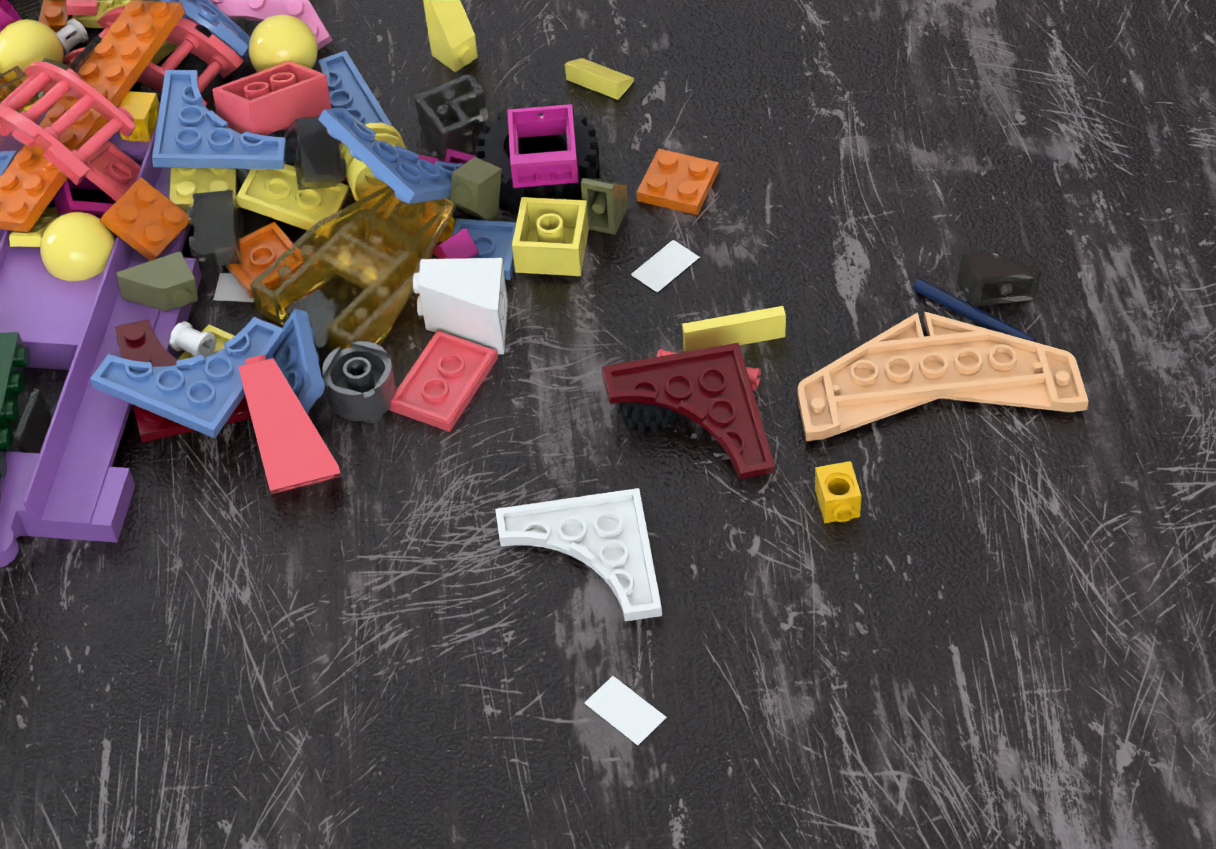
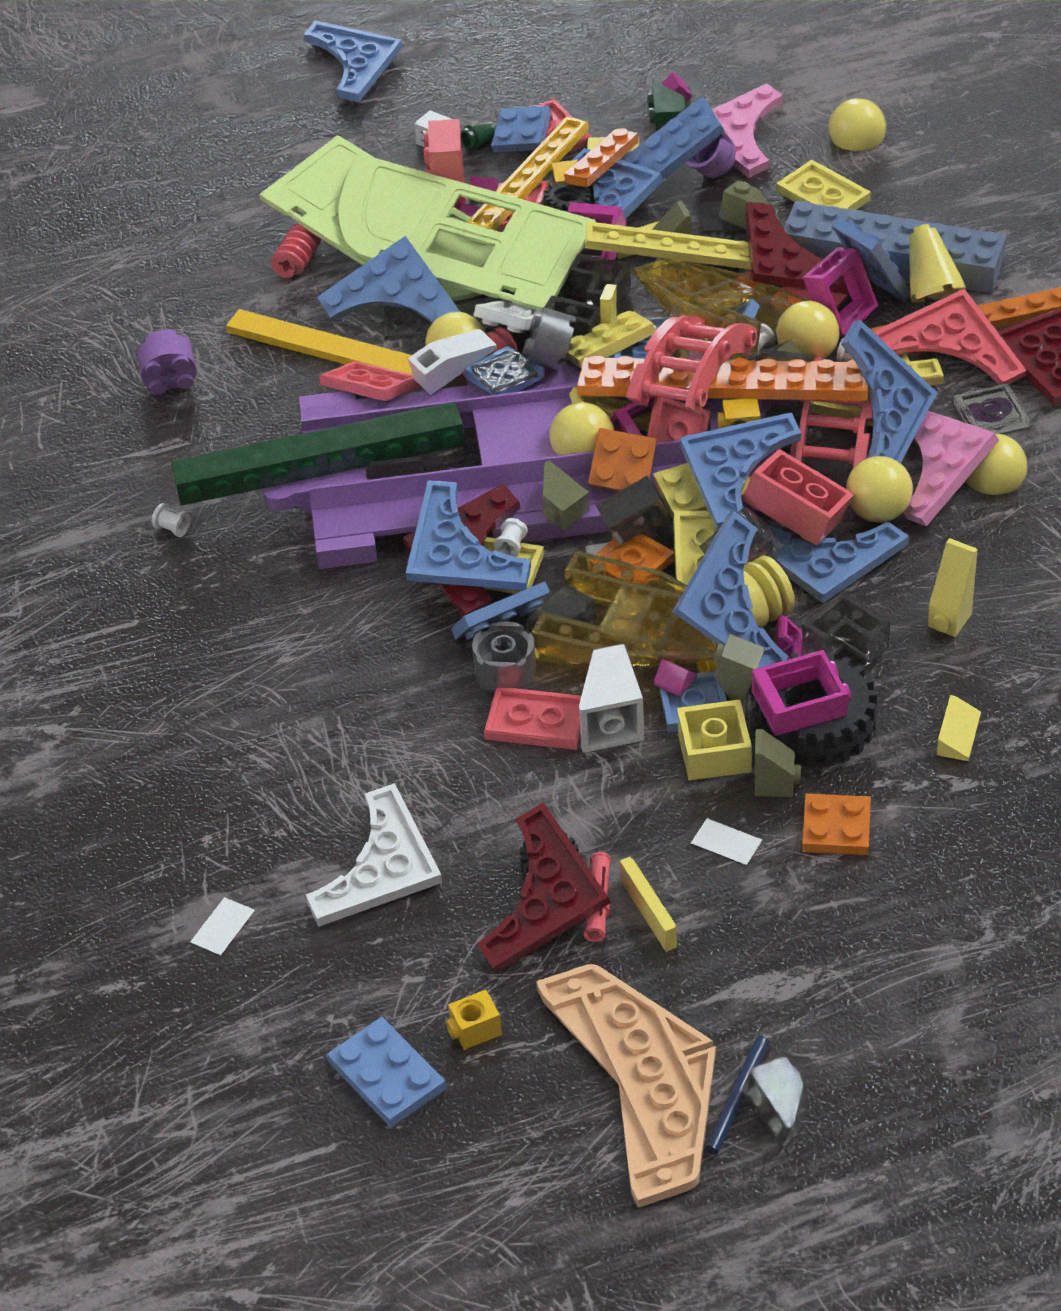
camera: 75 degrees right, 5 degrees down
(285, 435) = (427, 618): coral slope -> none
(874, 583) = (386, 1071): none -> medium blue plate

